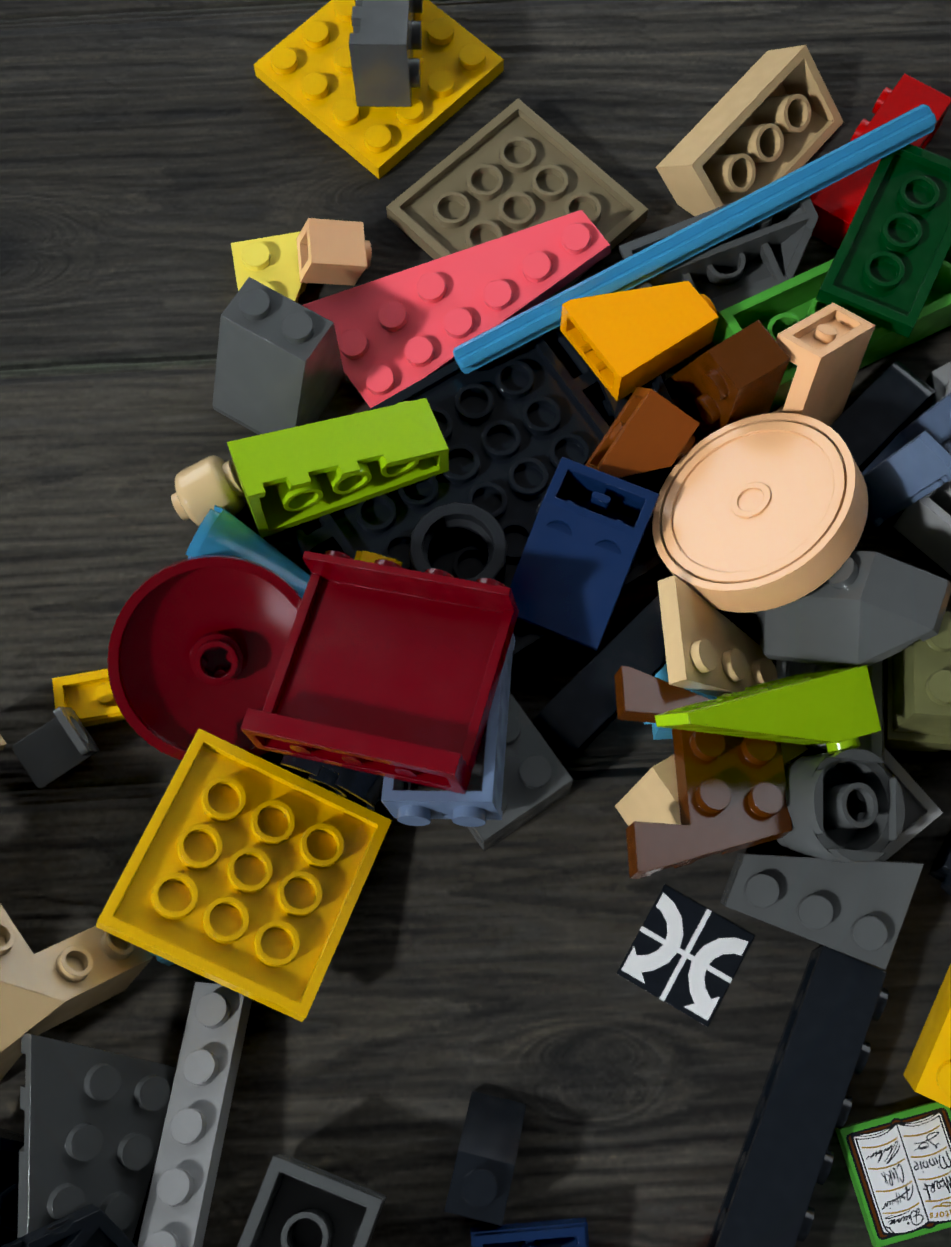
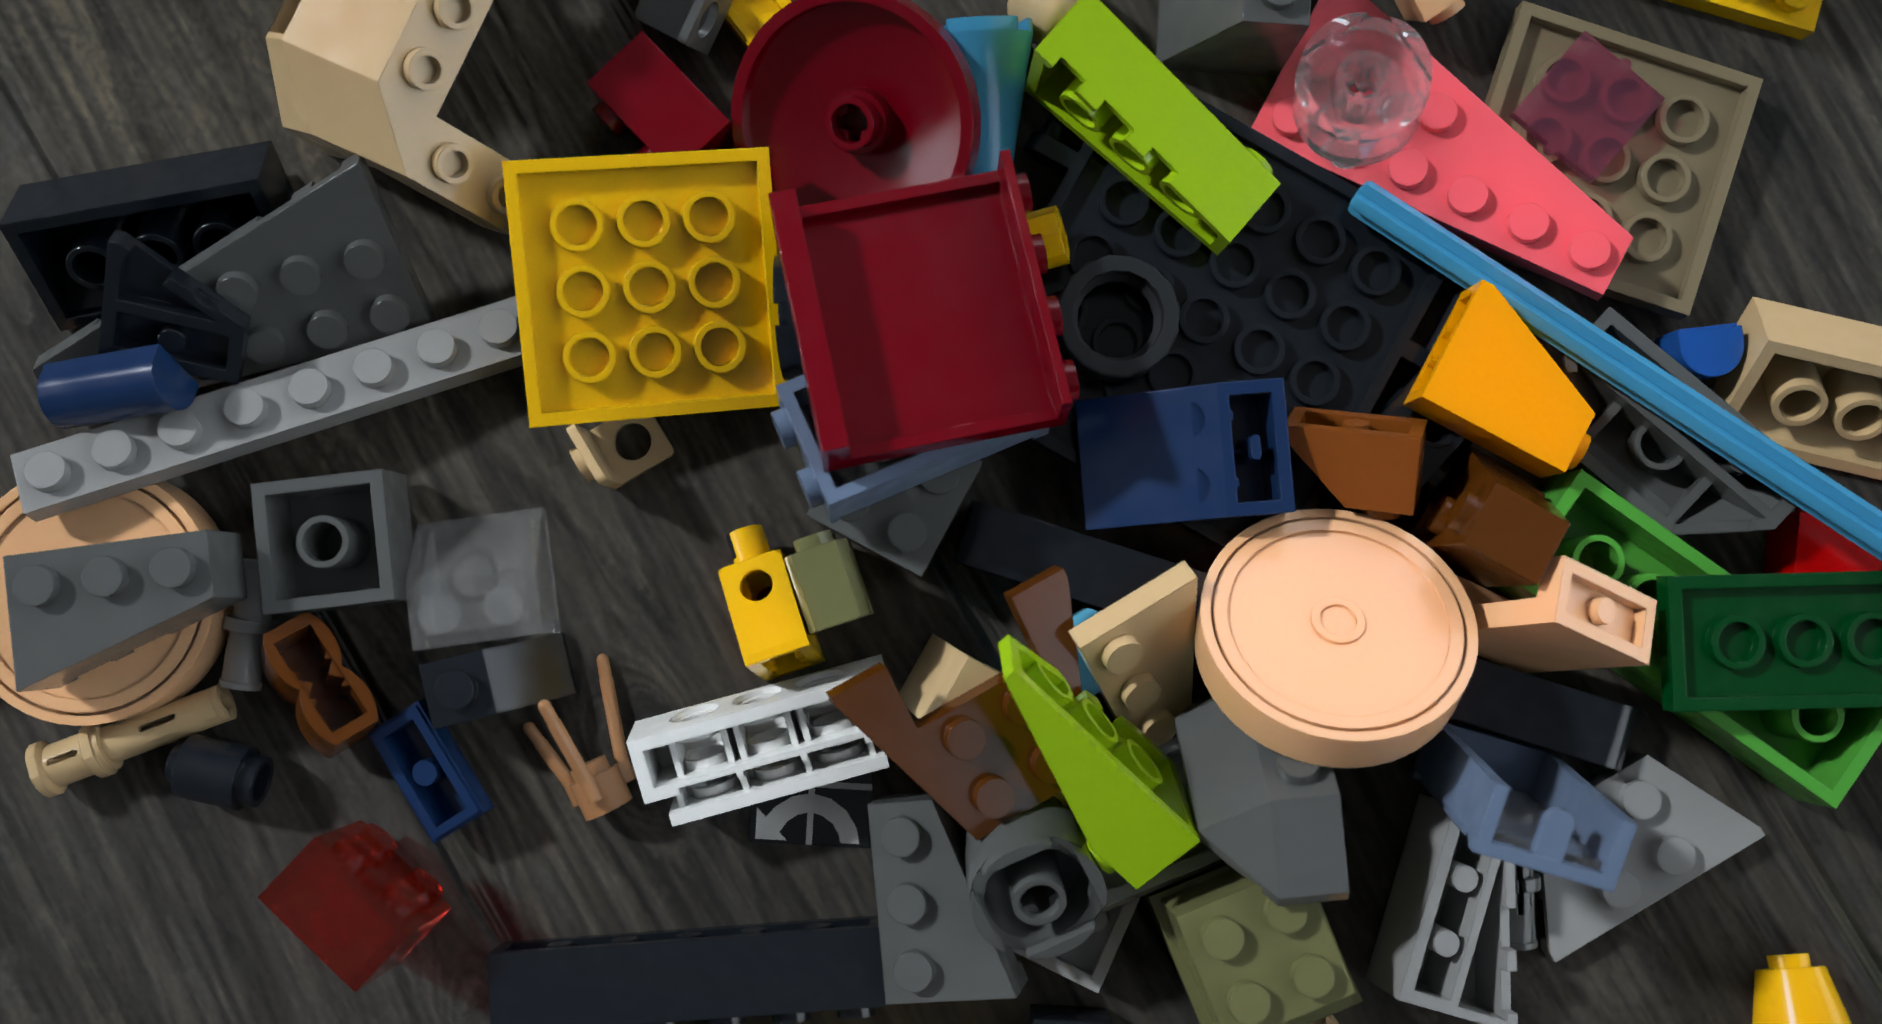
camera: 60 degrees right, 15 degrees up
(114, 800) = (656, 102): none -> dark red brick
(356, 986) = (599, 459): none -> tan bracket
(366, 313) = (1368, 55): none -> clear brick
(399, 1131) = (481, 580): none -> clear slope
(478, 202) = (1587, 107): none -> clear pink piece
(542, 851) = (827, 581): none -> olive brick
(558, 915) = (772, 629): none -> yellow torso
(608, 1120) = (593, 784): none -> medium nougat plant
(638, 970) = (744, 734): none -> white brick
(678, 204) = (1706, 349): none -> blue brick

